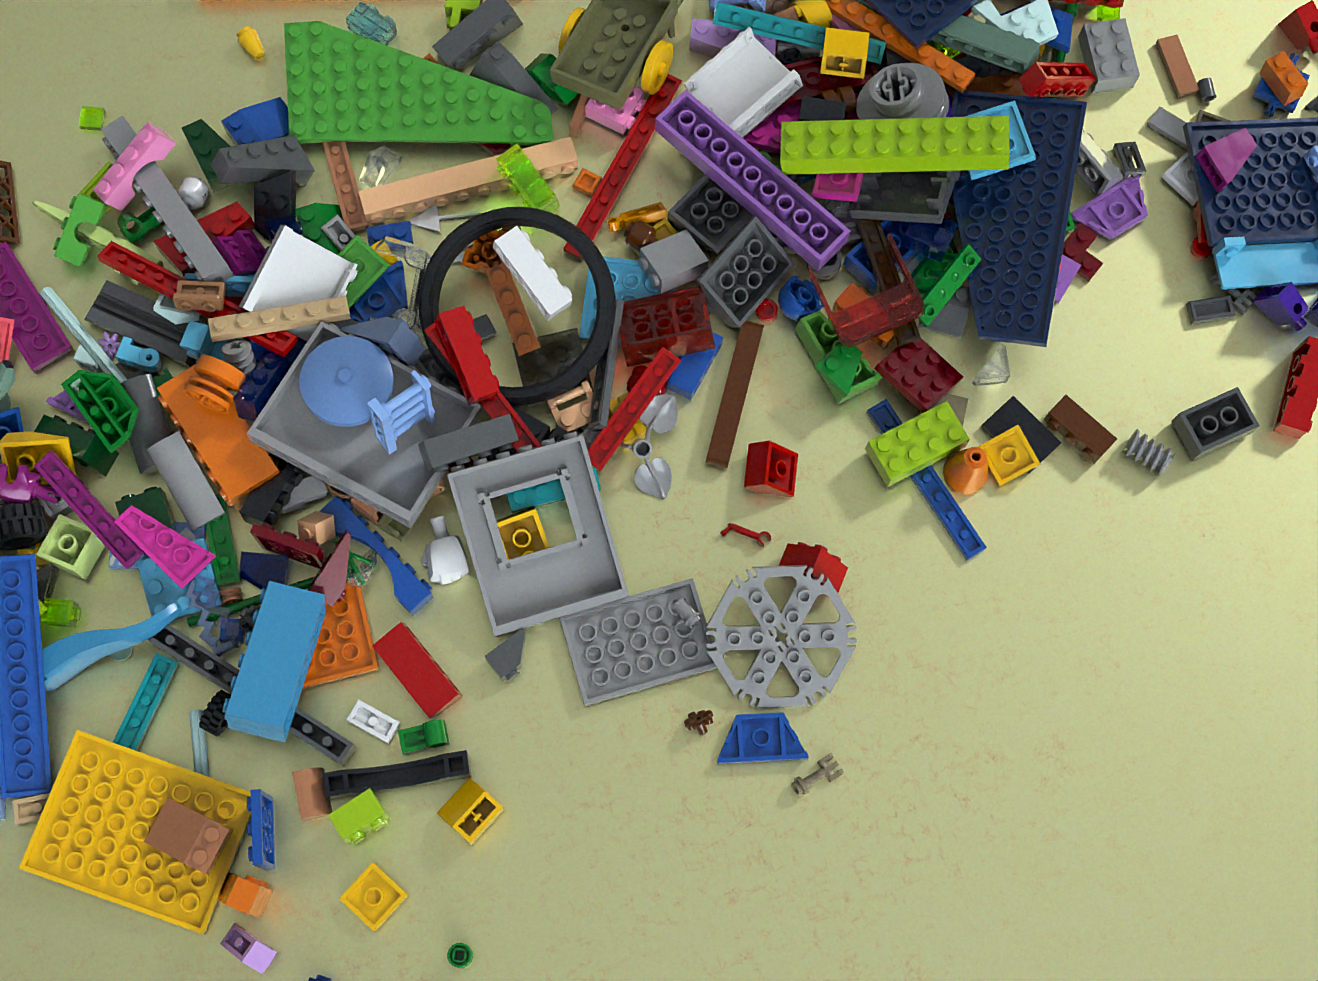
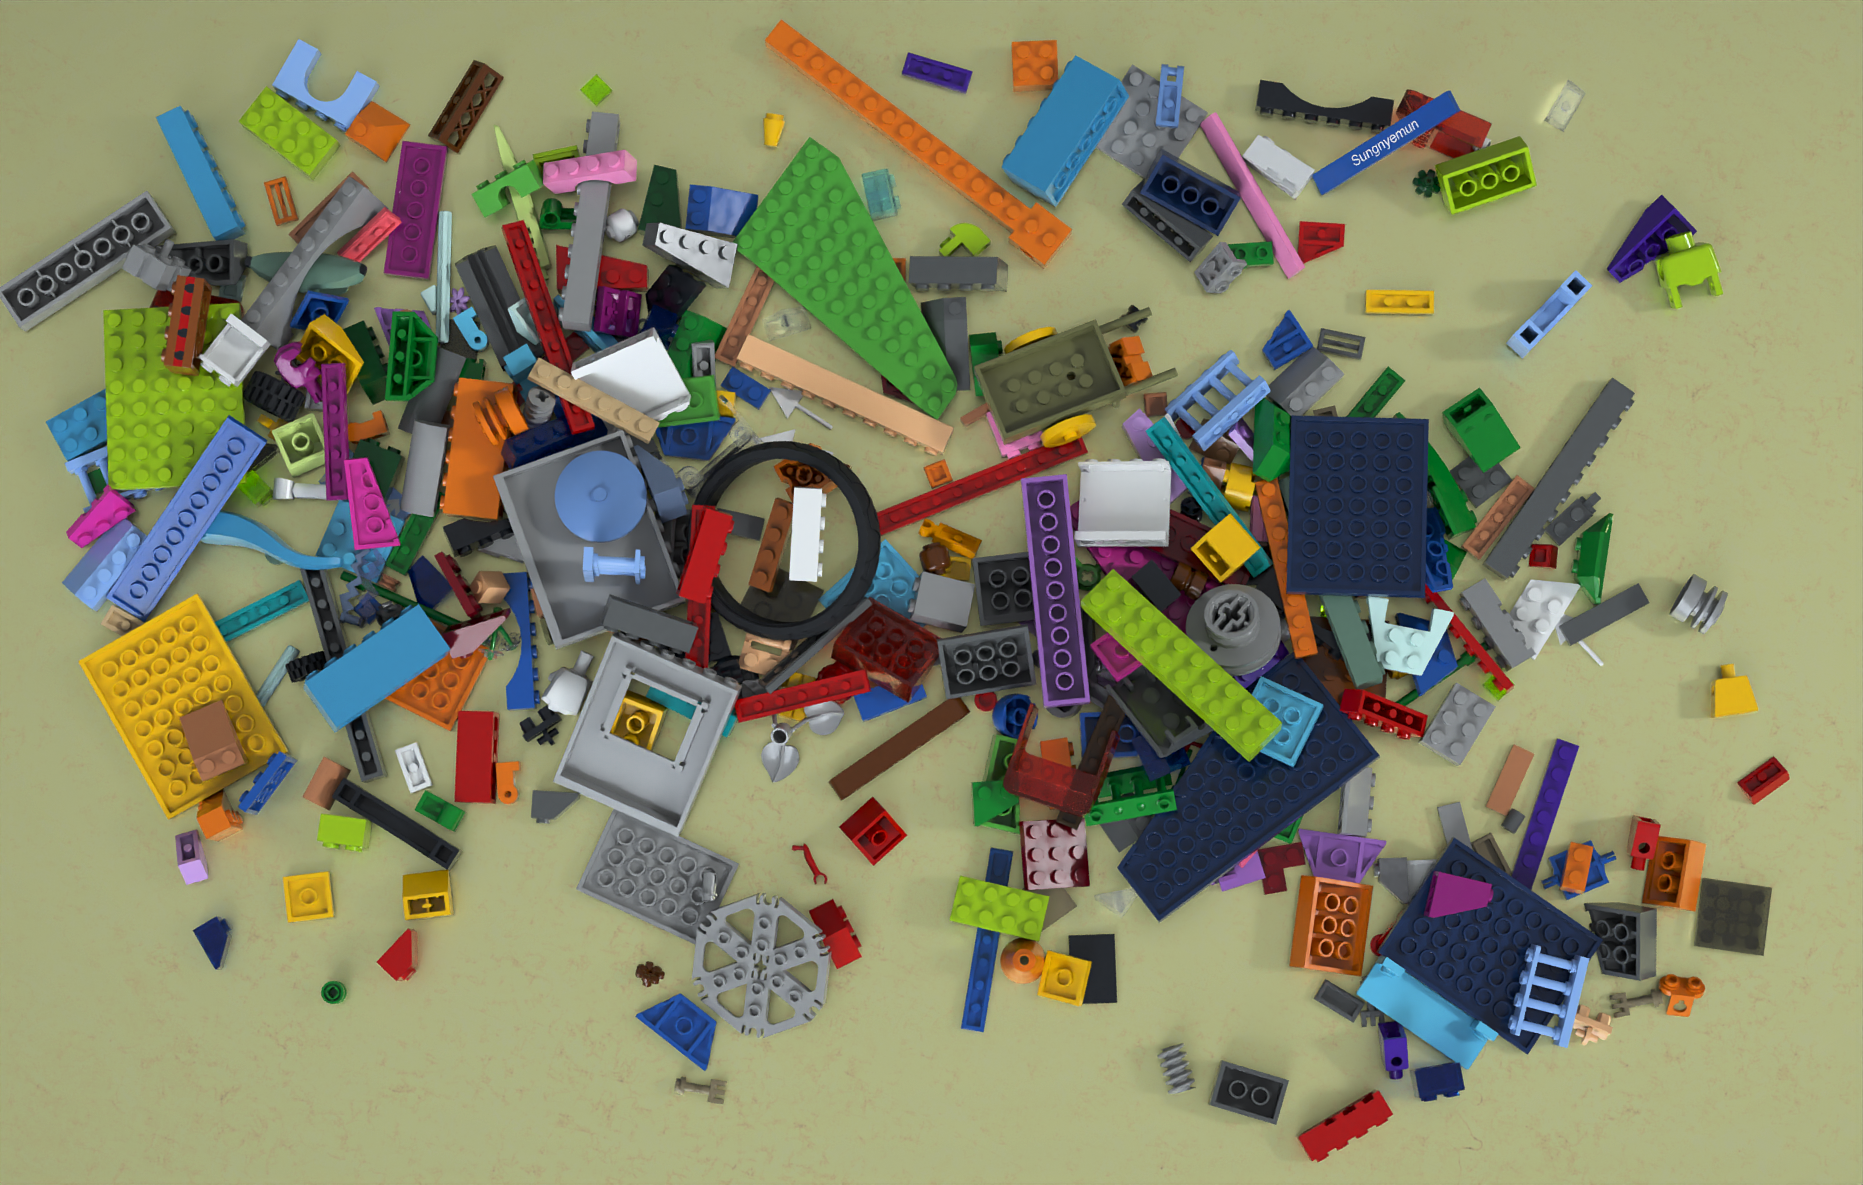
camera: 50 degrees right, 10 degrees up
(87, 591) = (289, 489): none -> white piece
(120, 487) = (370, 429): none -> orange leg
(199, 295) = (549, 331): medium nougat bracket -> none
(450, 594) = (532, 731): none -> black hips
(464, 676) = (506, 784): none -> orange leg
(492, 878) = (401, 957): none -> red slope
(526, 180) = (882, 440): clear neon green wedge -> none
(699, 11) = (1155, 404): none -> nougat tile
(1079, 429) = (1139, 1005): reddish brown brick -> none
(1122, 162) = (1380, 838): dark grey tile -> none
(1155, 261) = (1331, 925): none -> orange slope
(1167, 192) = (1393, 877): none -> flat silver slope
(1219, 64) = (1544, 812): none -> dark purple plate

